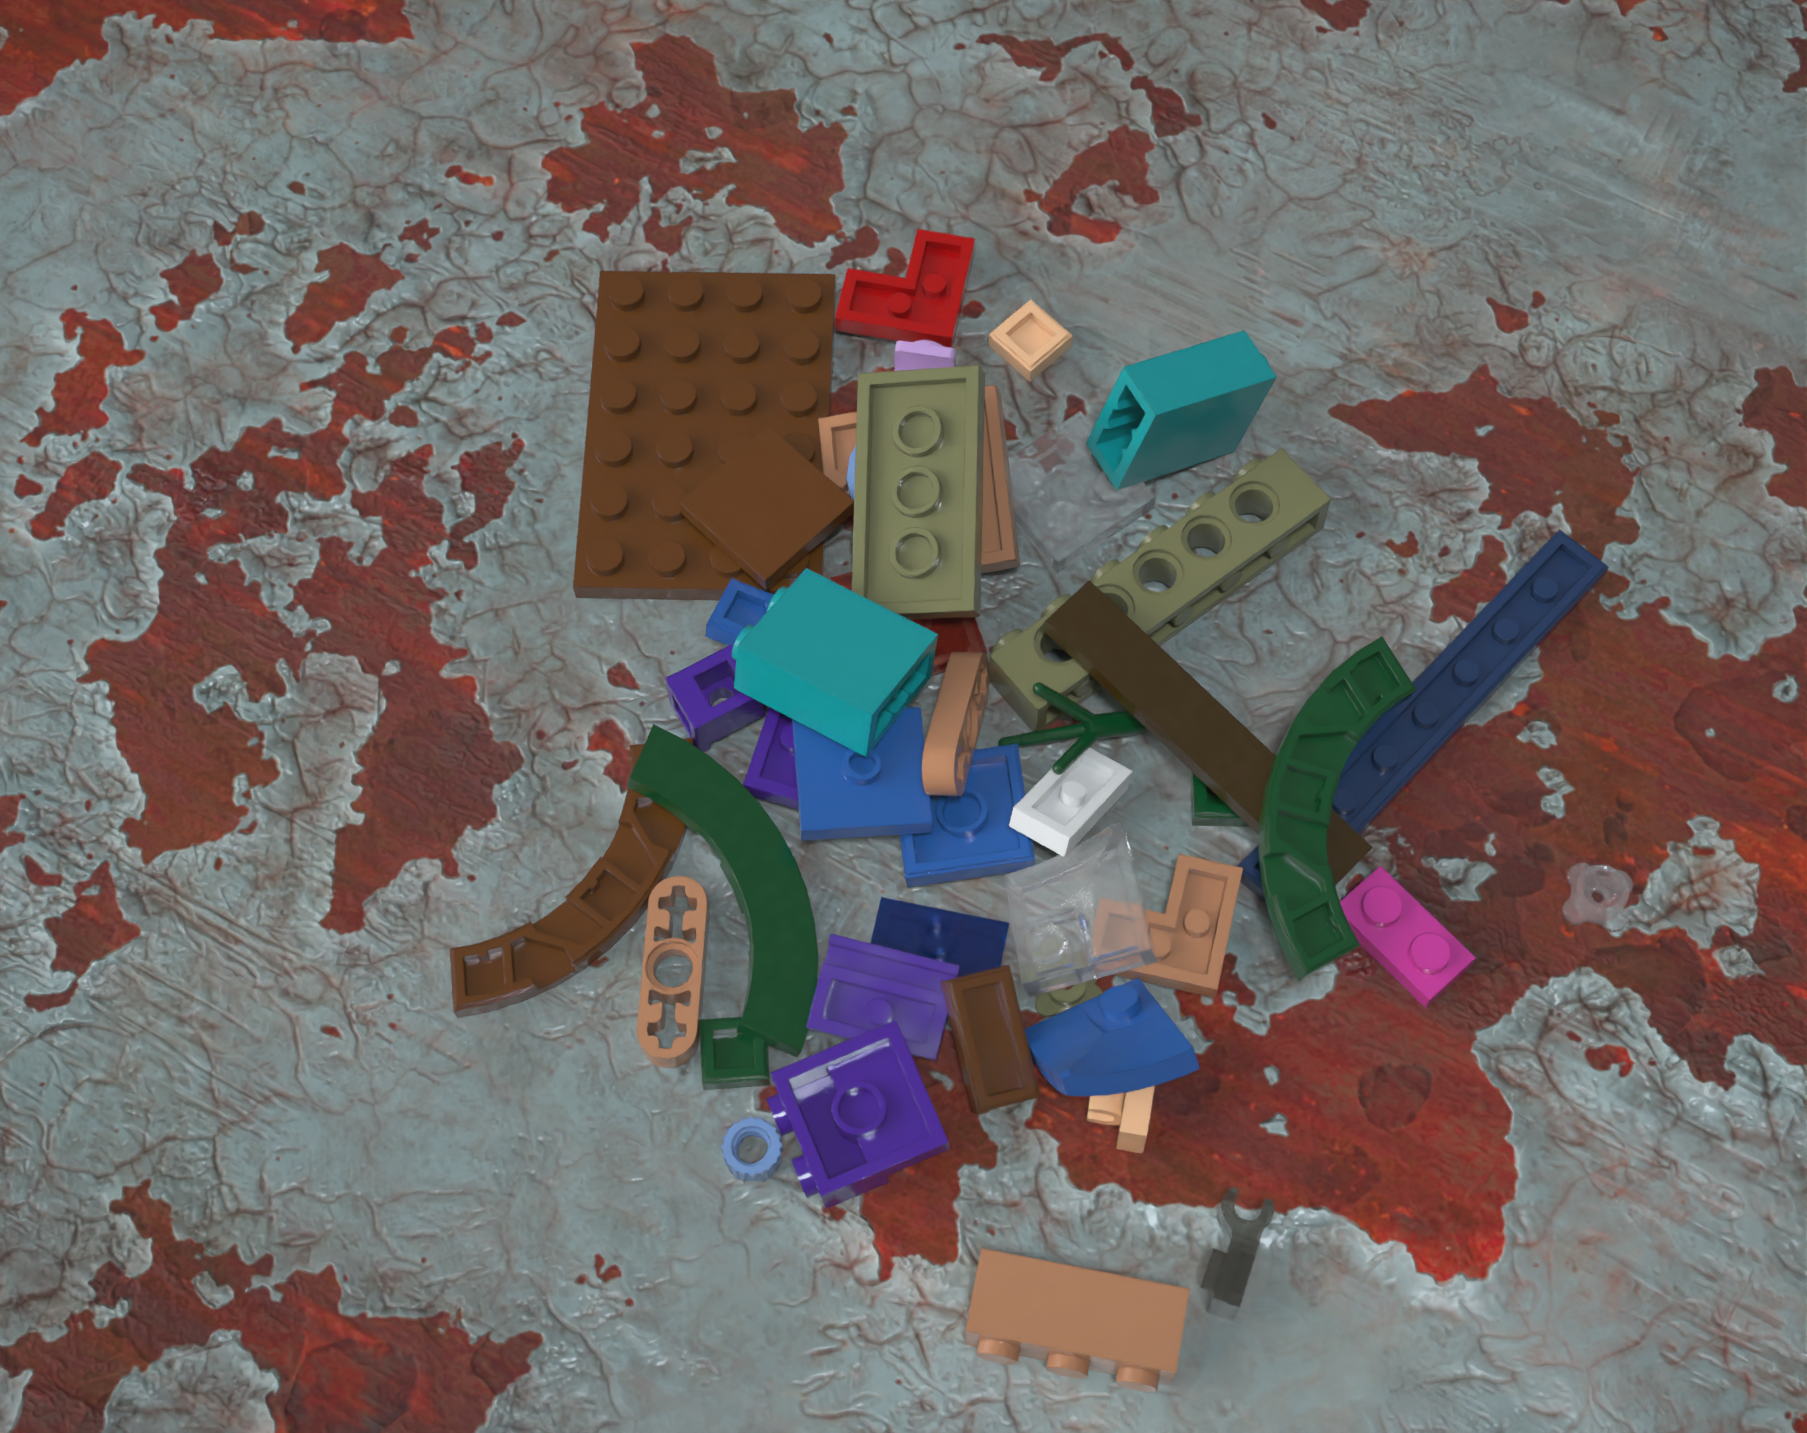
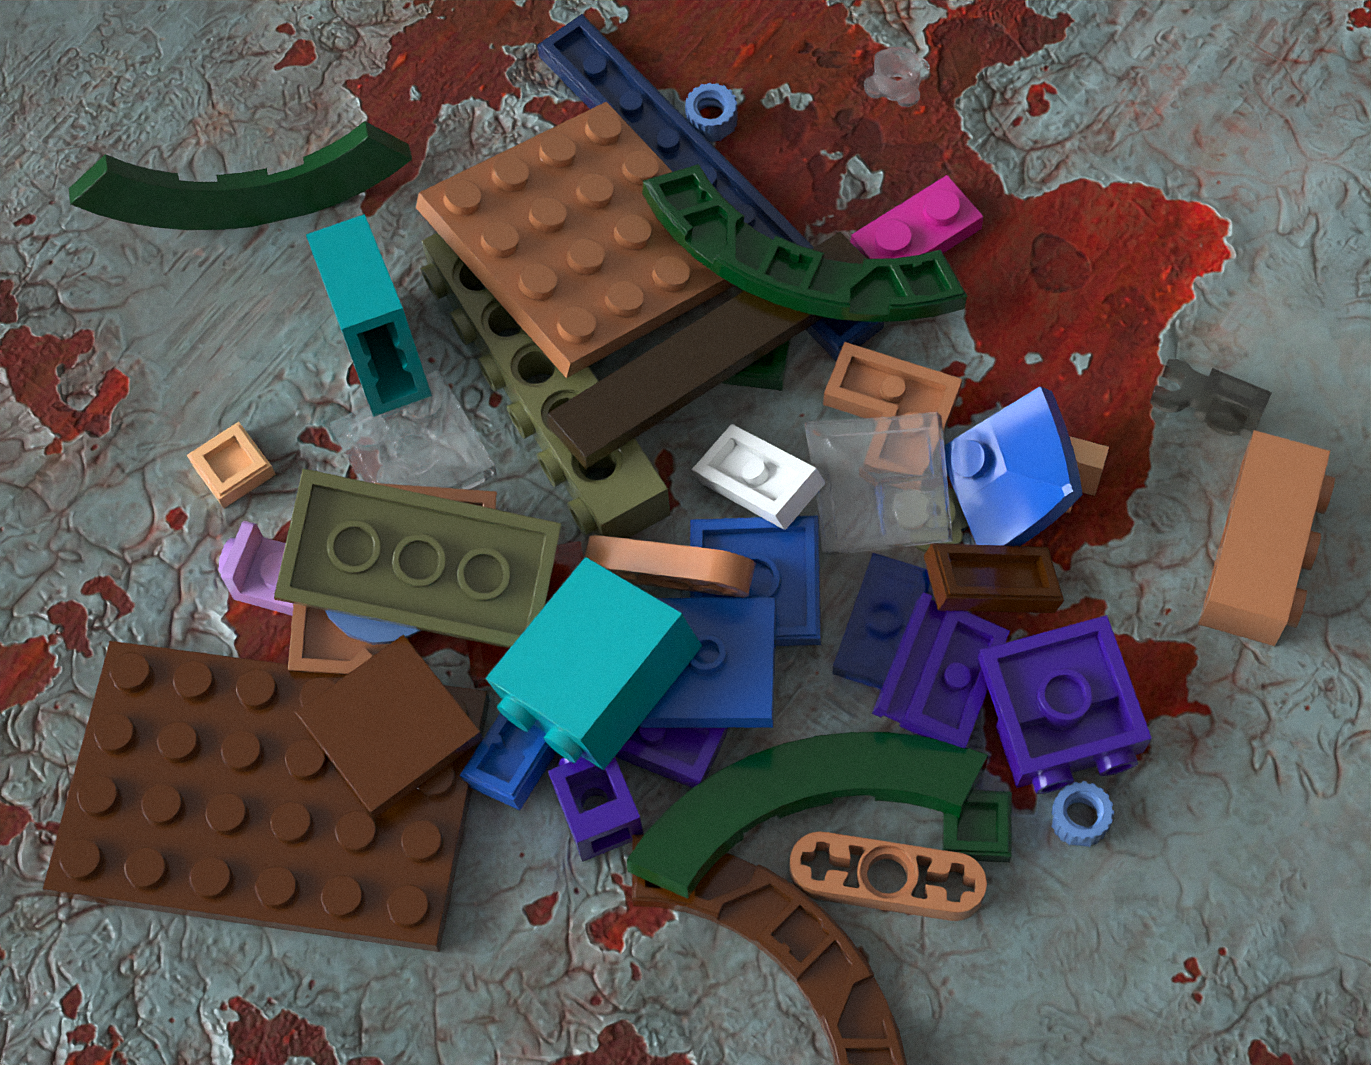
camera: 80 degrees left, 0 degrees up
(913, 307) = (167, 562): red plate -> none
(1089, 729) = (679, 455): dark green plant -> none
(1309, 578) = (571, 238): none -> nougat plate
(1348, 353) = (244, 198): none -> dark green tile
(1512, 730) = (709, 96): none -> medium blue axle

